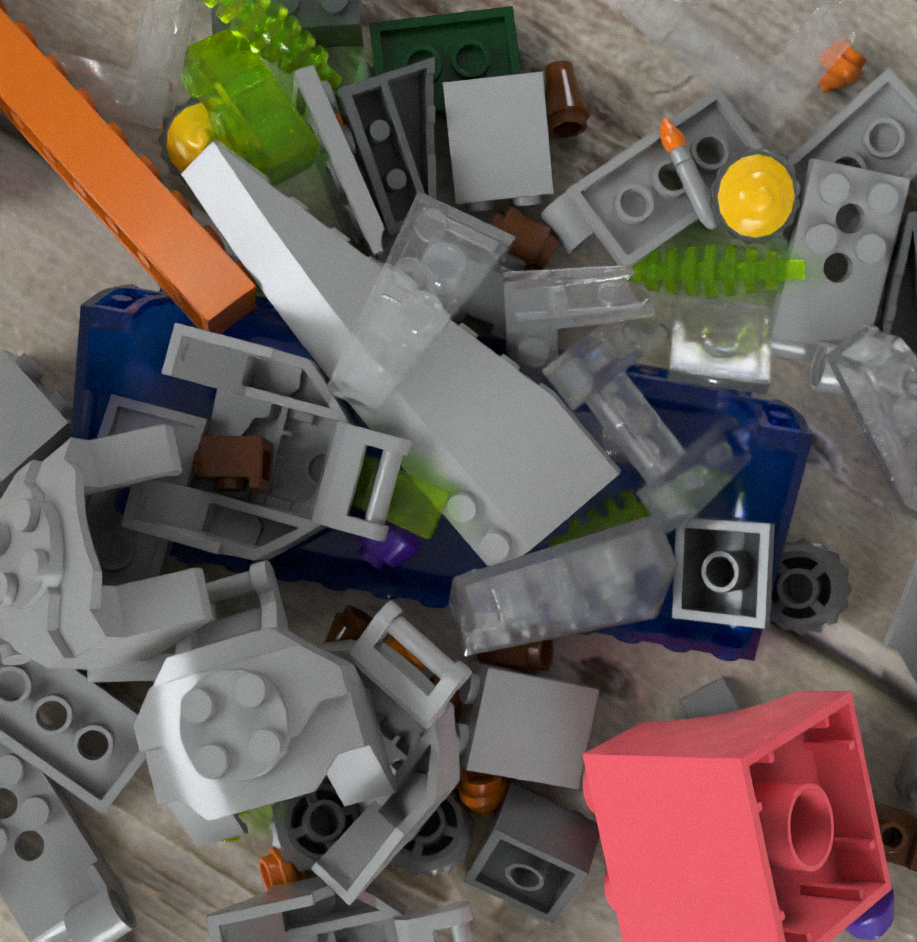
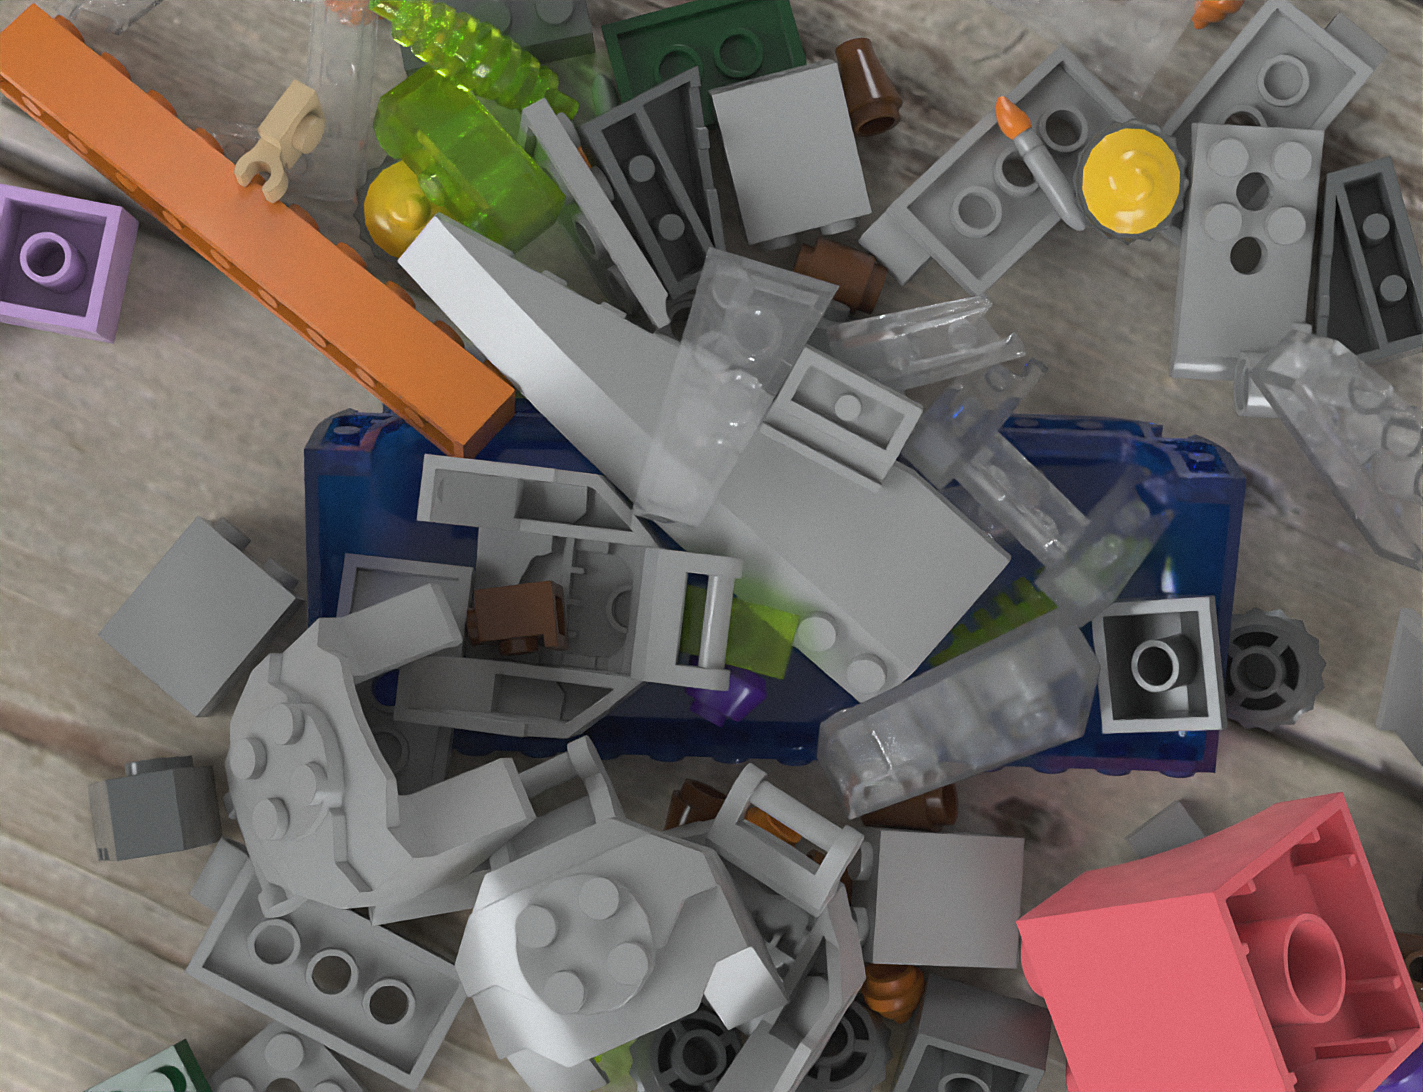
camera: 10 degrees left, 0 degrees up
(112, 66) = (287, 132): none -> tan plate
(503, 342) = (841, 418): none -> light grey plate
(714, 270) = (1090, 281): clear neon green piece -> none
(720, 344) = (1112, 374): clear tile -> none

